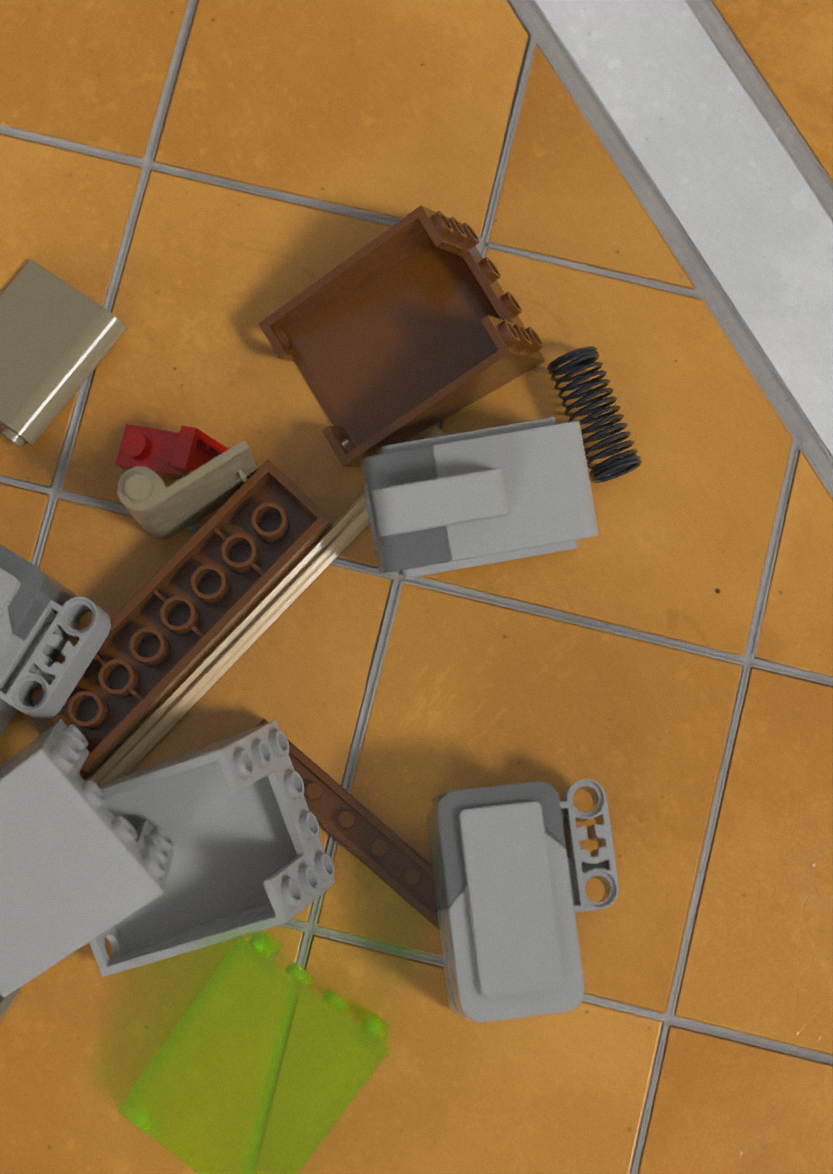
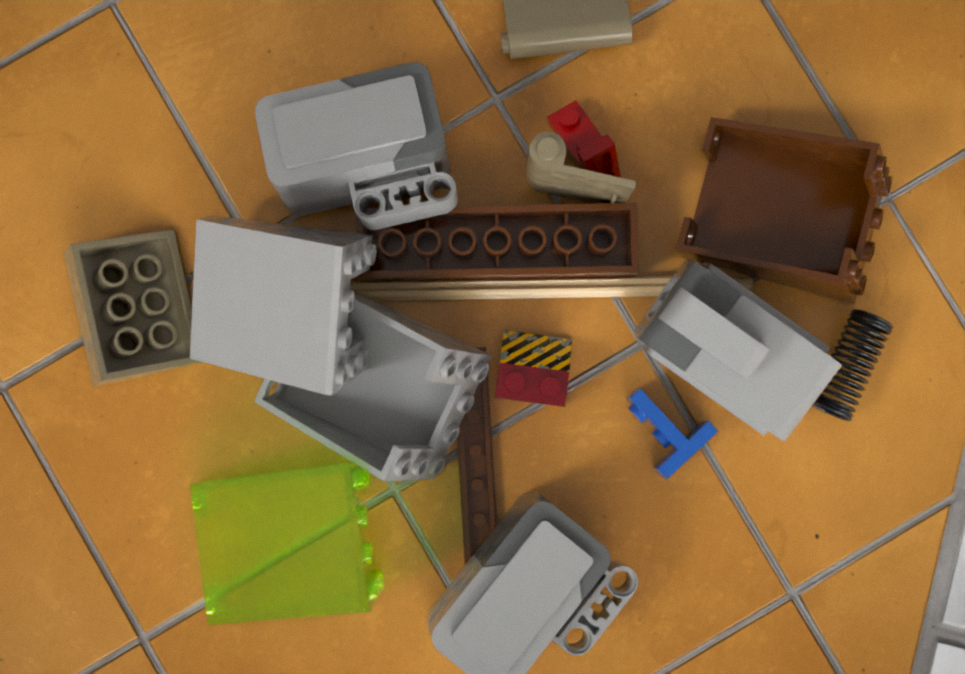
camera: 50 degrees right, 5 degrees up
(325, 695) = (534, 368): none -> slope
(498, 631) = (668, 434): none -> blue bracket

